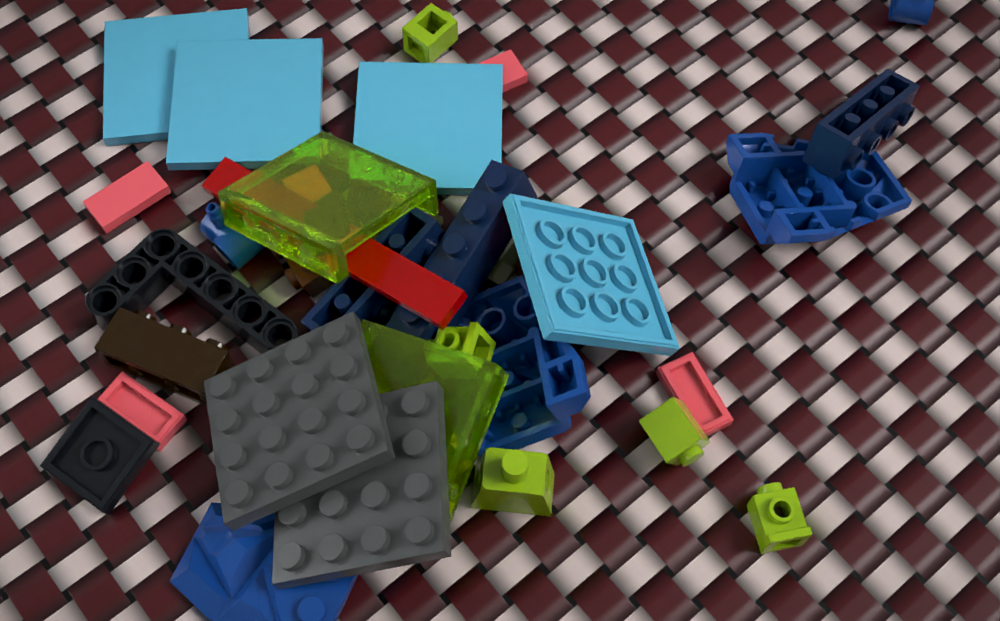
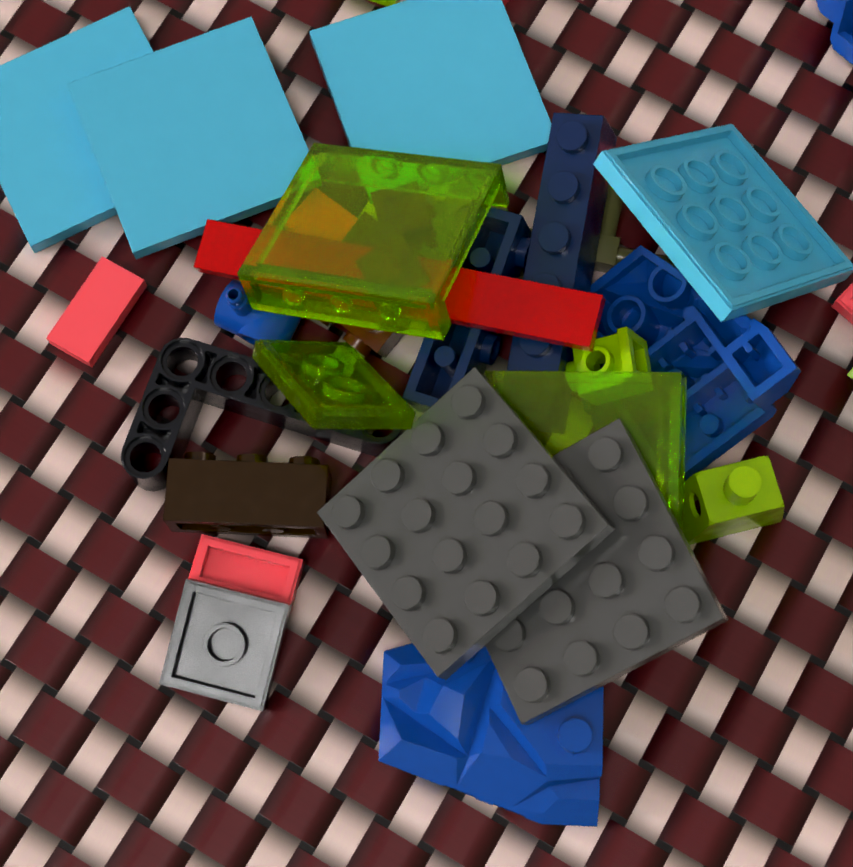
camera: 15 degrees left, 10 degrees up
(252, 294) = (332, 385): none -> clear neon green tile

